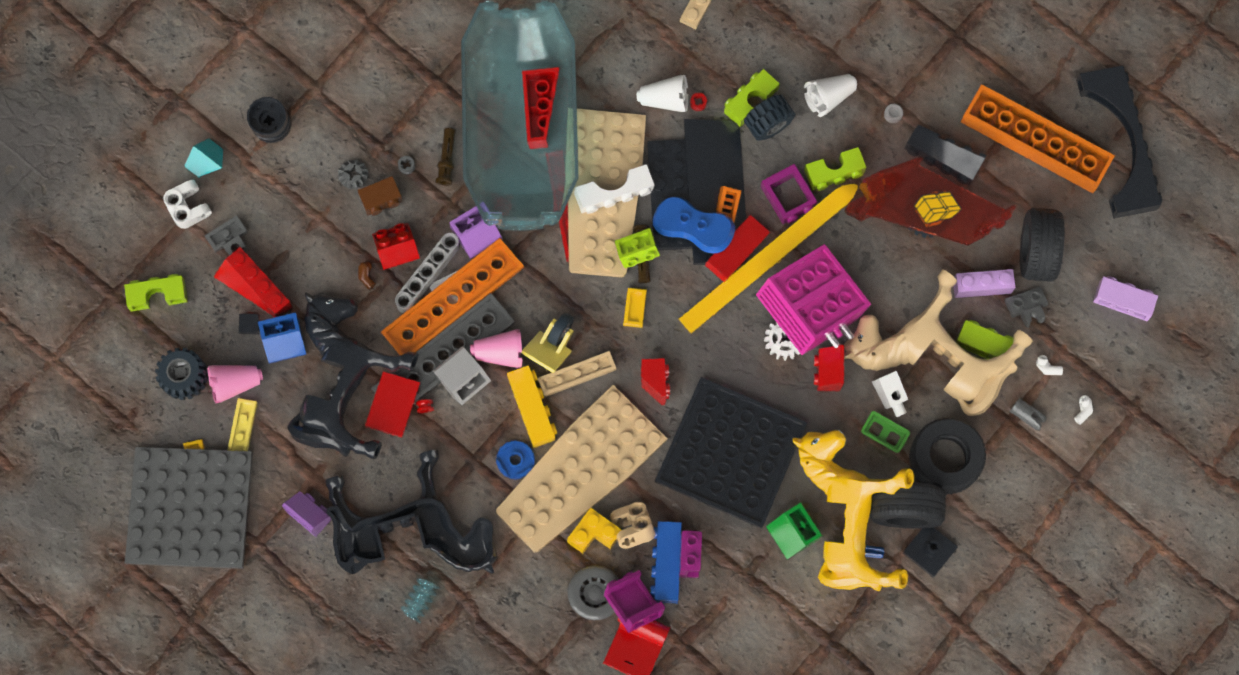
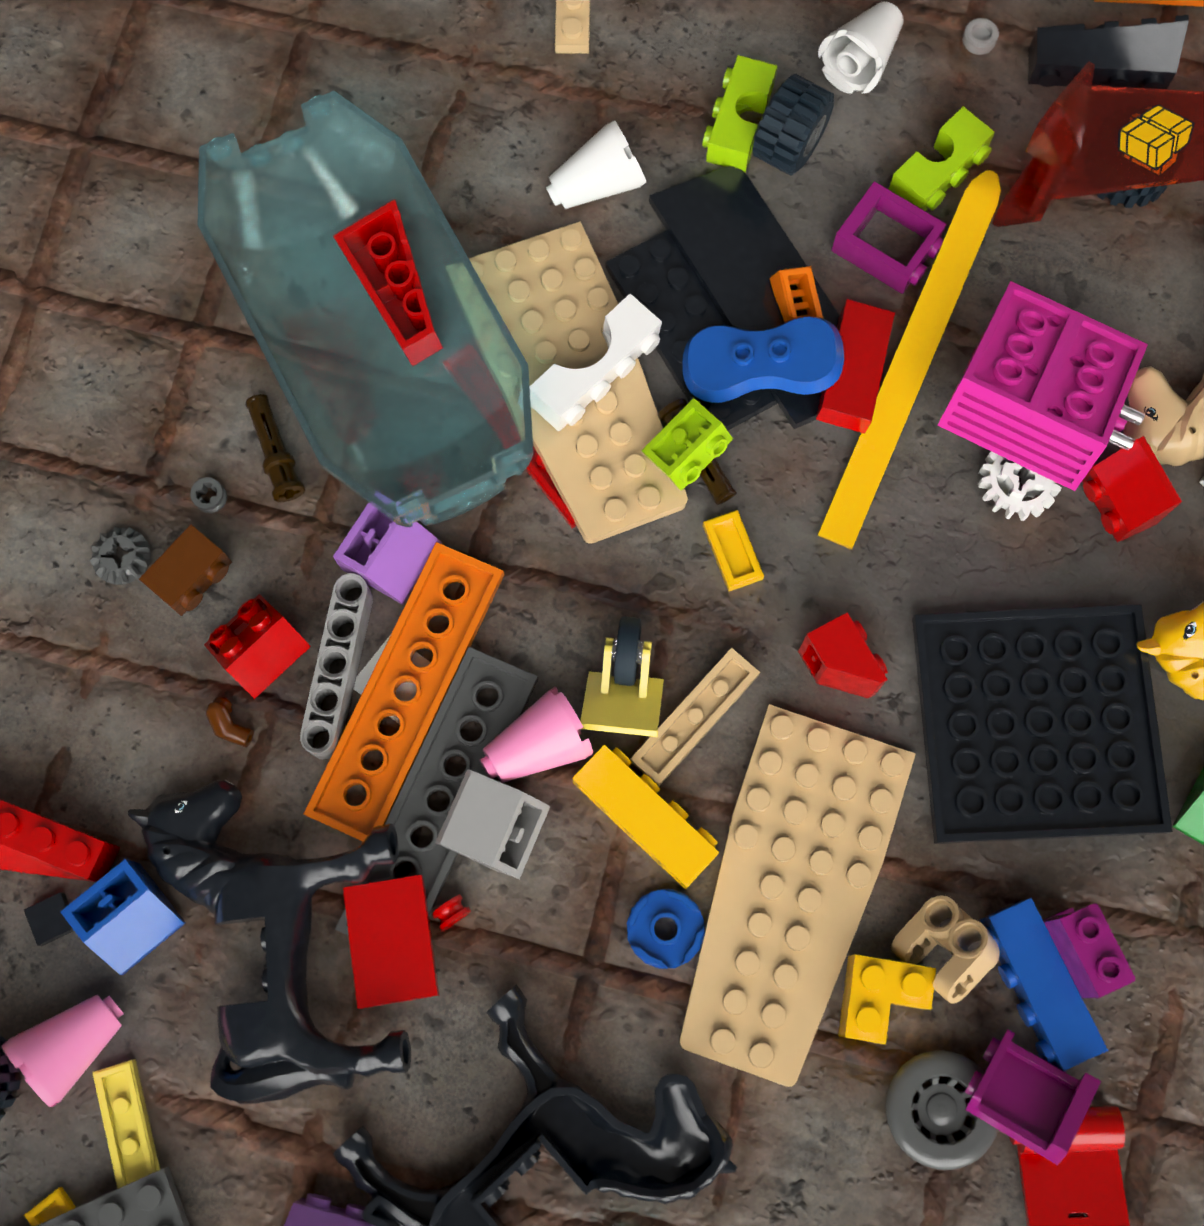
camera: 20 degrees left, 0 degrees up
(698, 107) = (655, 172): red bush -> none

